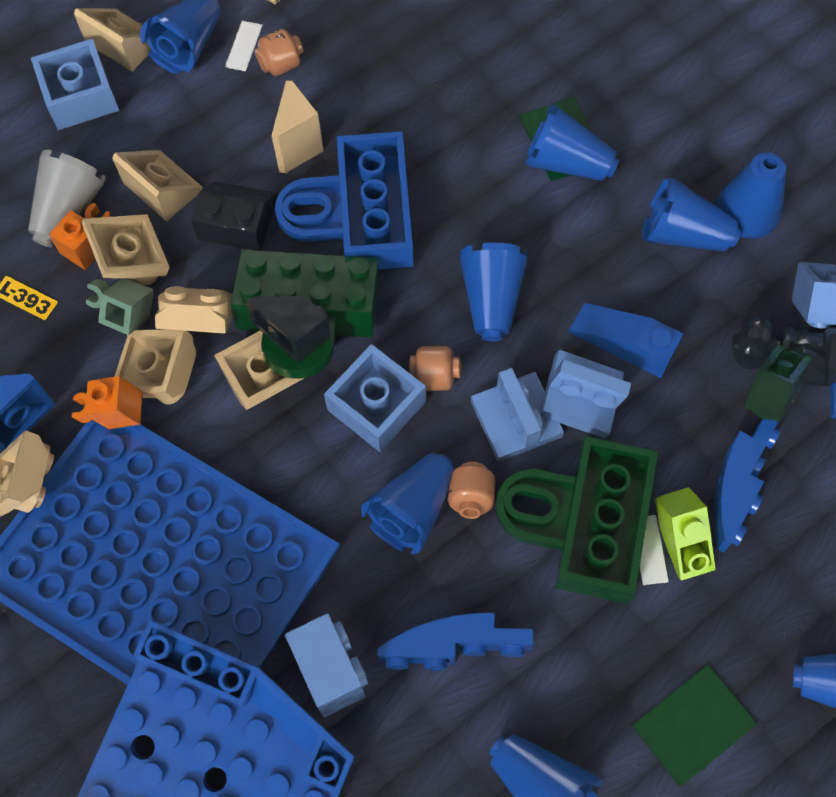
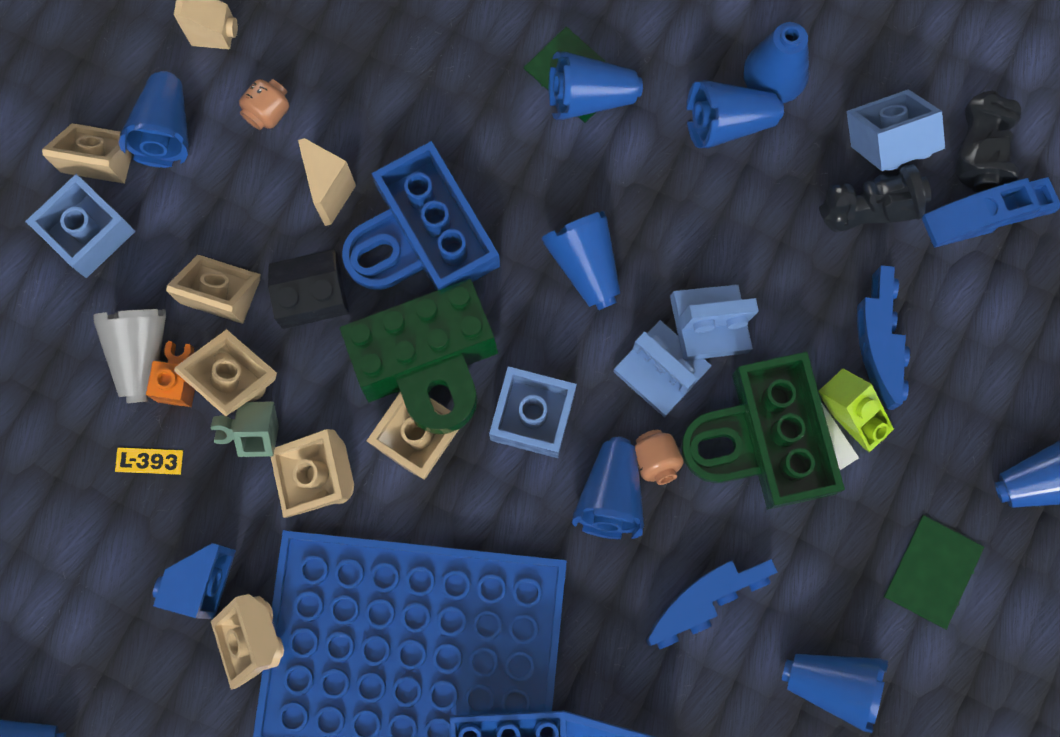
camera: 25 degrees left, 10 degrees up
(110, 403) = (296, 532): orange brick -> none
(194, 310) = (326, 404): tan slope -> none
(243, 46) = (221, 108): white sticker -> none
(291, 323) = (429, 383): black slope -> none
(323, 660) = (613, 675): medium blue brick -> none
(435, 367) = (570, 357): nougat head -> none
(628, 336) = (726, 249): blue slope -> none
(777, 383) = (883, 241): clear green brick -> none

